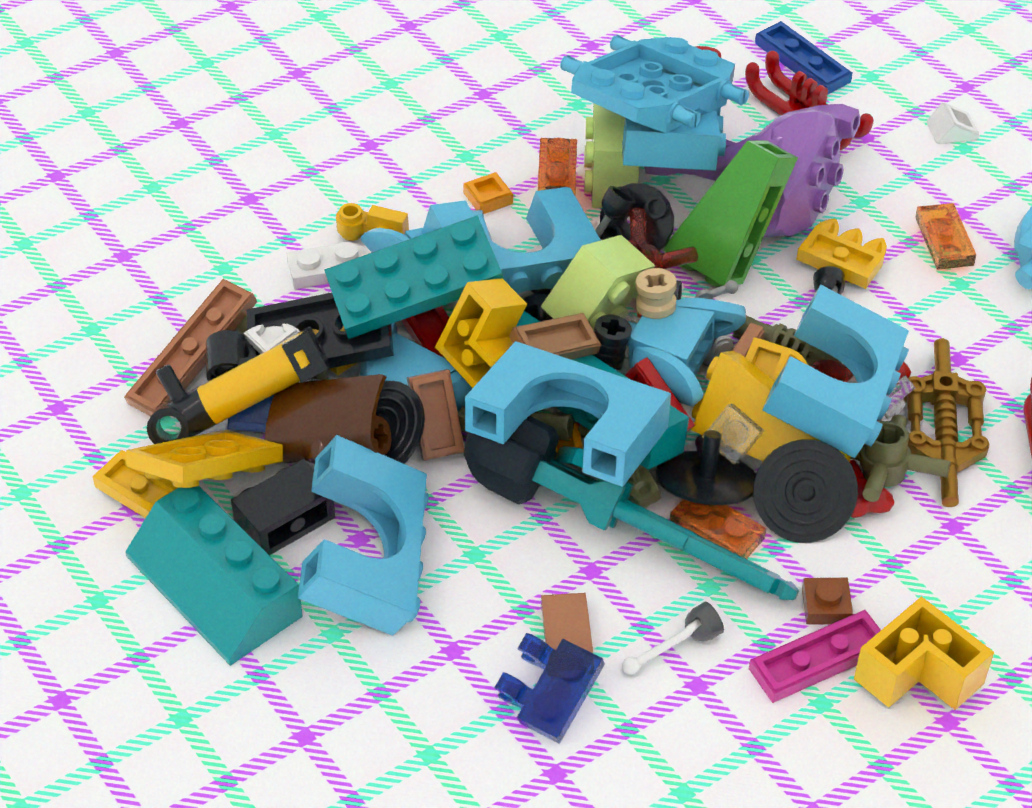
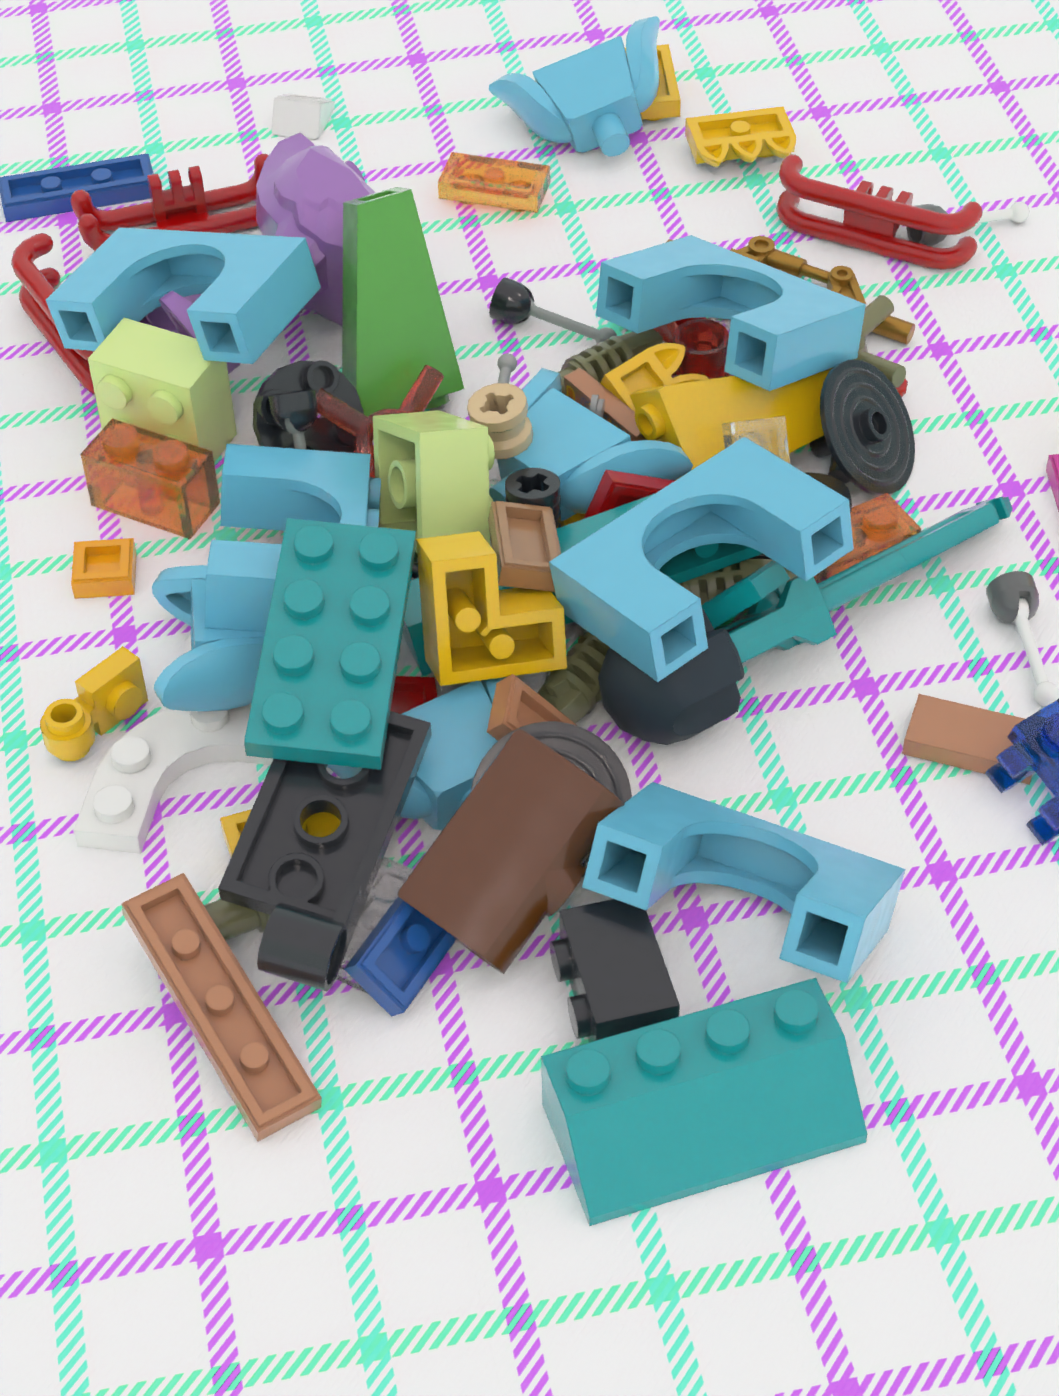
camera: 65 degrees left, 0 degrees up
(130, 485) = (473, 1158): yellow plate -> none
(204, 457) = (502, 1030): yellow plate -> none
(266, 338) = (320, 865): white tile -> none
(282, 366) = (381, 1054): piece -> none
(637, 88) = (163, 278): medium azure piece -> none
(826, 600) = (1020, 480): dark orange plate -> none
(845, 252) = (473, 274): yellow plate -> none

